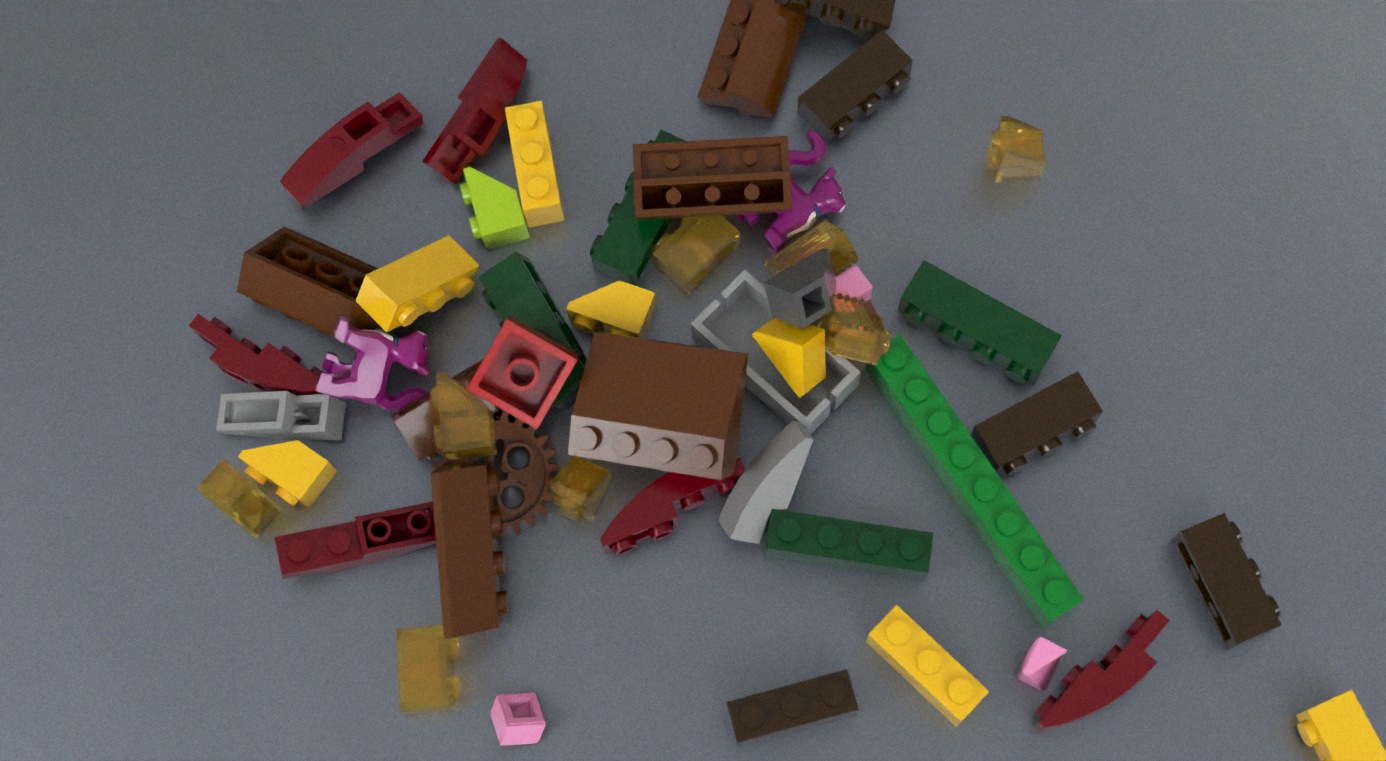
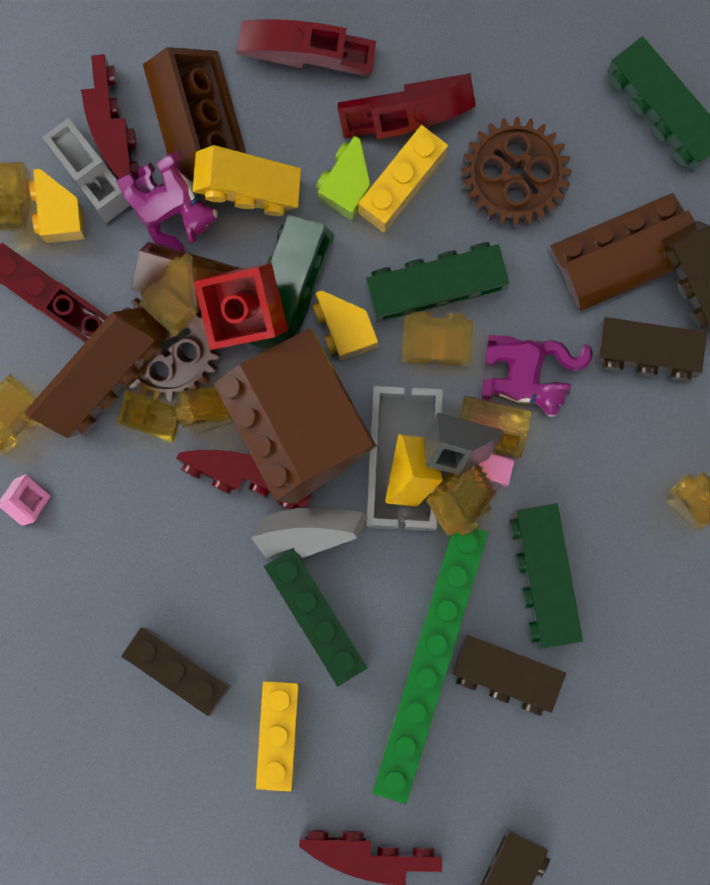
camera: 45 degrees right, 10 degrees up
(544, 543) = (147, 417): none -> clear yellow slope
(612, 102) = (538, 153): none -> reddish brown gear
(712, 177) = (486, 312): reddish brown brick -> none
(1040, 663) = (343, 808): bright pink slope -> none

